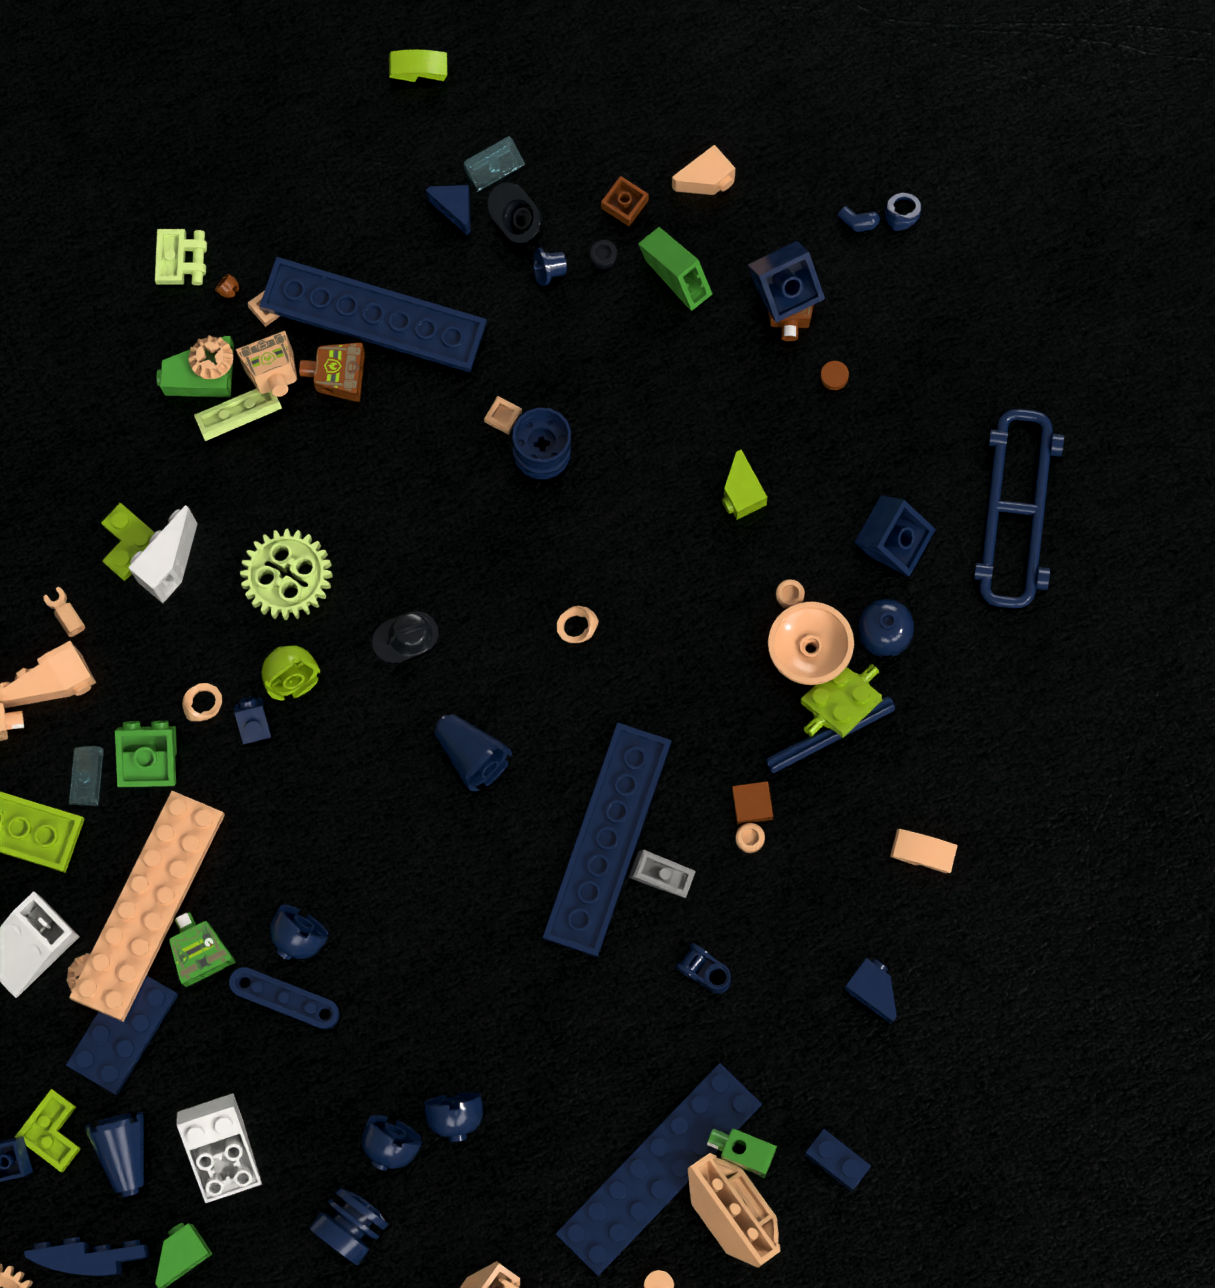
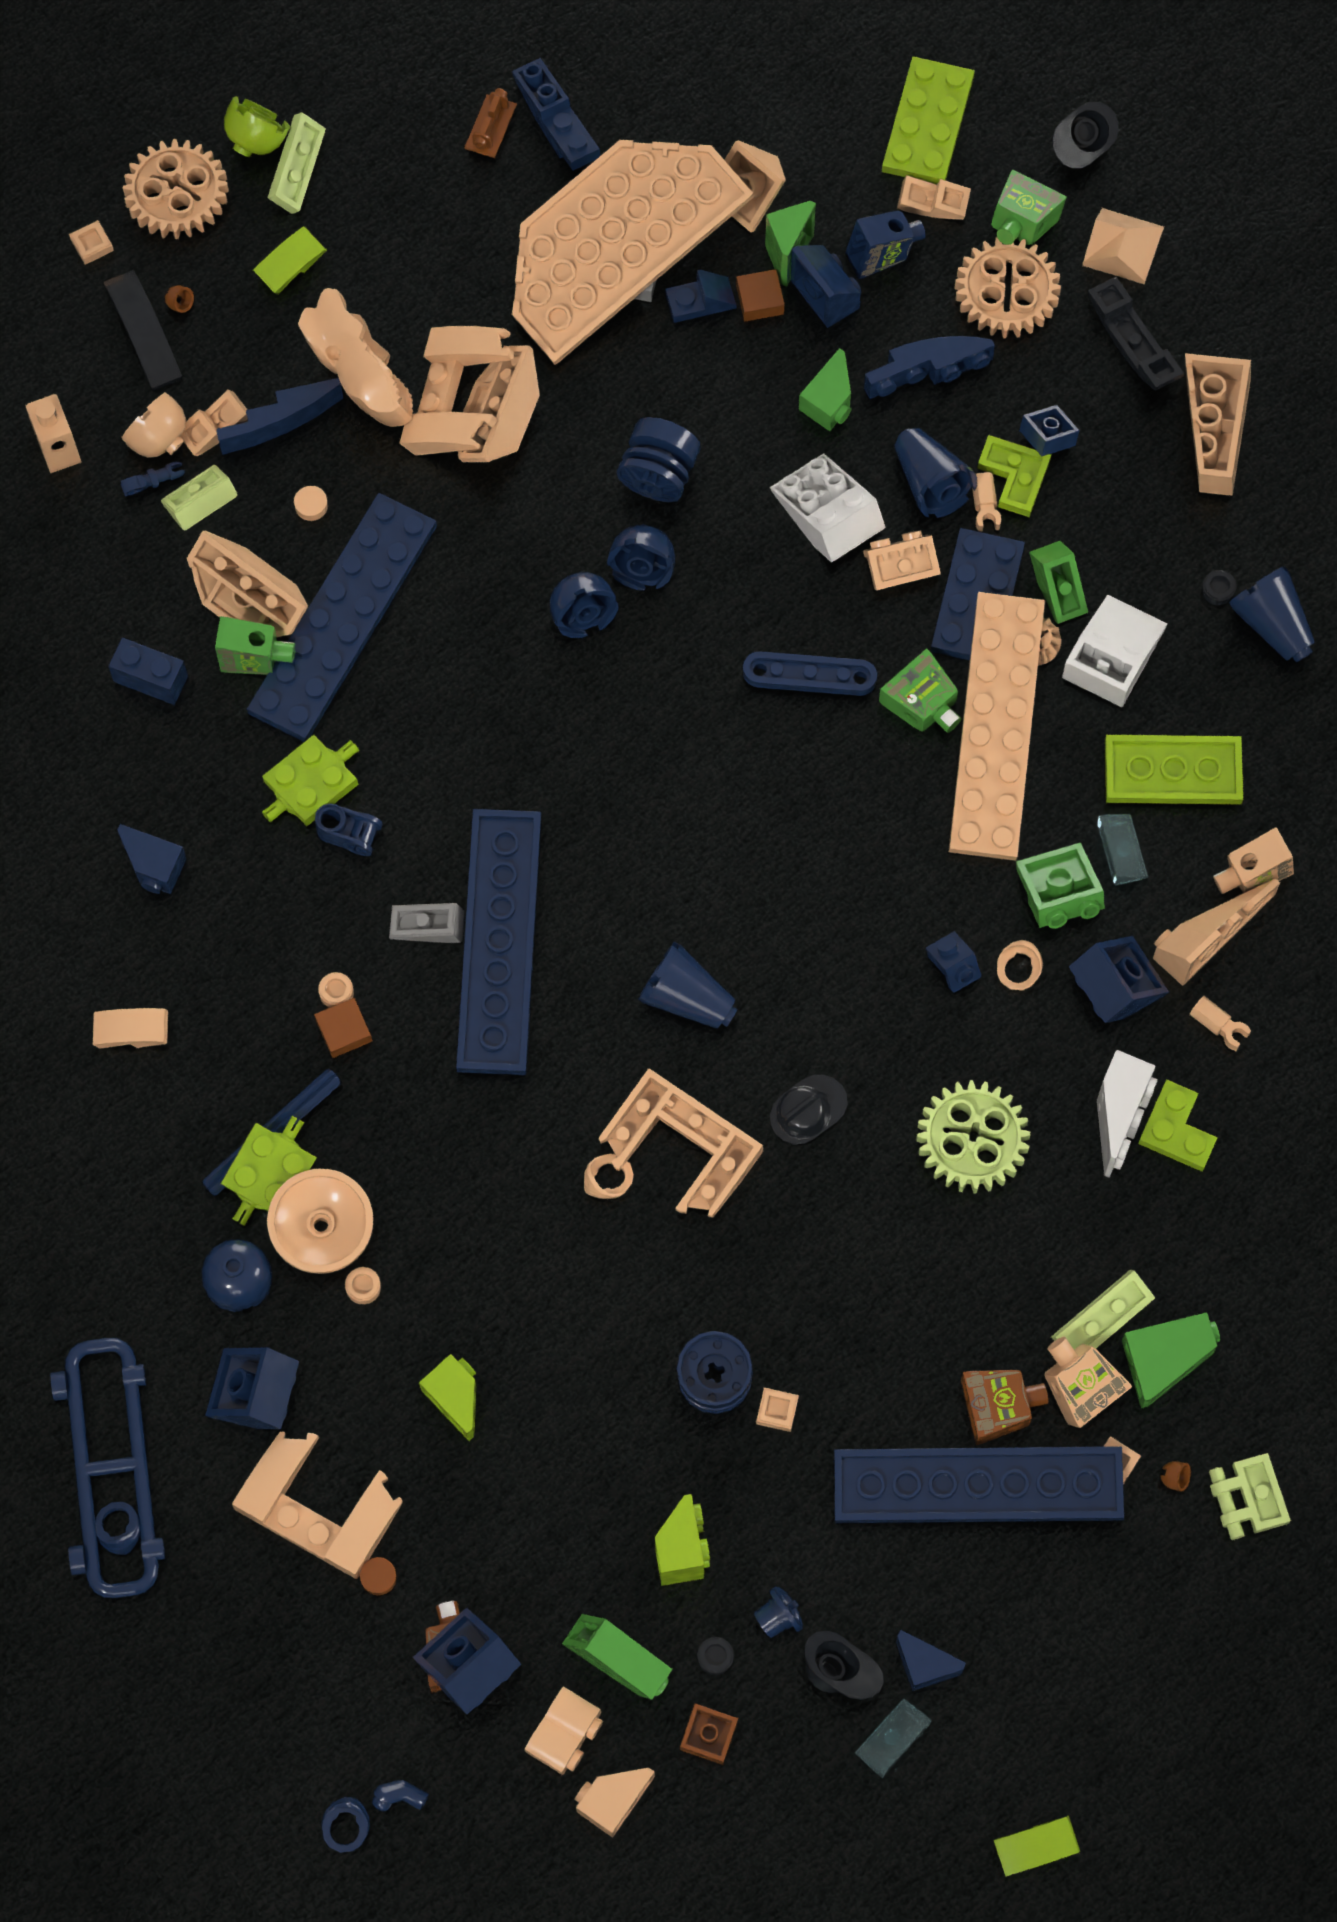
camera: 160 degrees right, 5 degrees down
(50, 1020) = (1059, 581): none -> bright green slope
(84, 1113) = (986, 501): none -> light nougat bar
(129, 666) = (1117, 978): none -> dark blue slope
(173, 1079) = (902, 560): none -> light nougat bracket
(208, 369) = (1160, 1378): light nougat gear -> none
(289, 671) = (930, 1022): lime cylinder -> none
(295, 934) = (817, 740): dark blue cylinder -> none
(476, 618) = (658, 1100): none -> light nougat wedge
(605, 326) = (678, 1547): none -> lime slope
(725, 1025) = (310, 779): none -> lime plate
(728, 228) = (563, 1731): none -> light nougat brick
(854, 401) = (343, 1547): none -> light nougat wedge
(1011, 454) = (125, 1542): none -> dark blue piece

